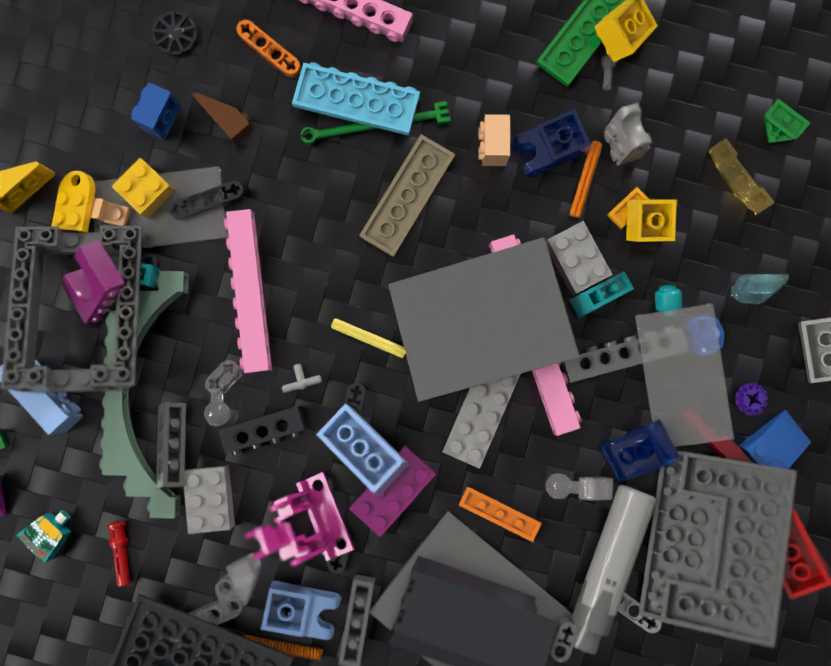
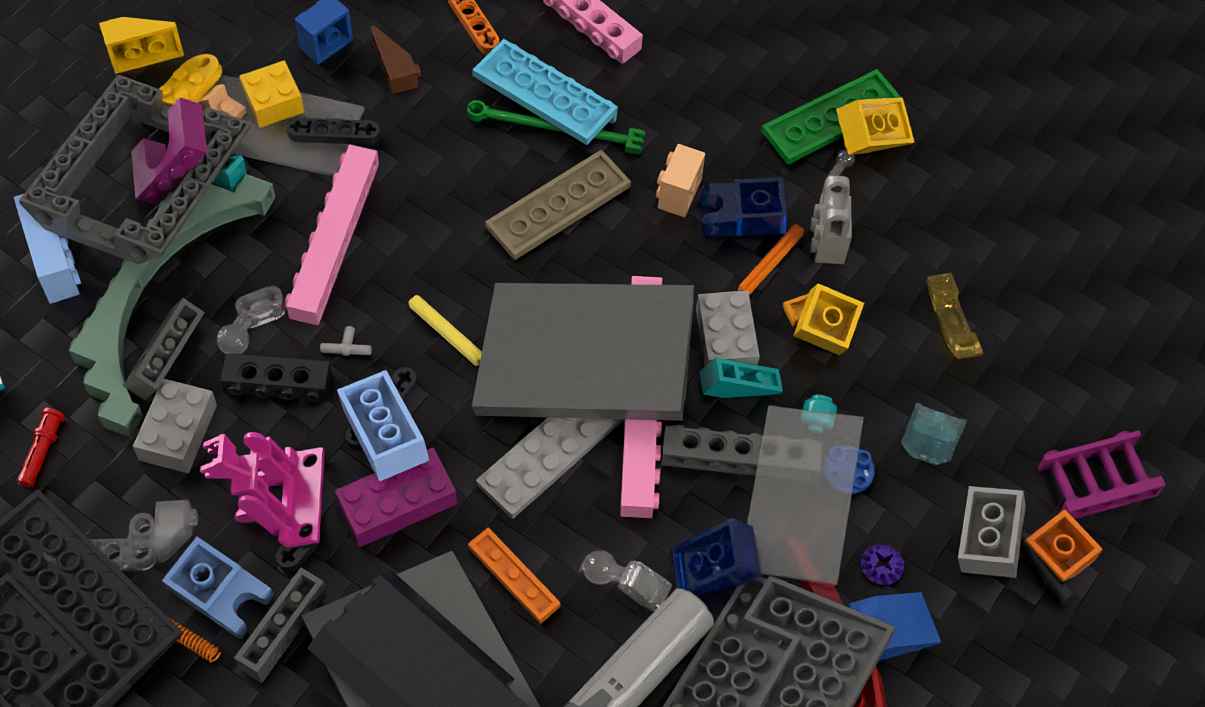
camera: 15 degrees right, 25 degrees down
(783, 123) = (1027, 285): green slope -> none

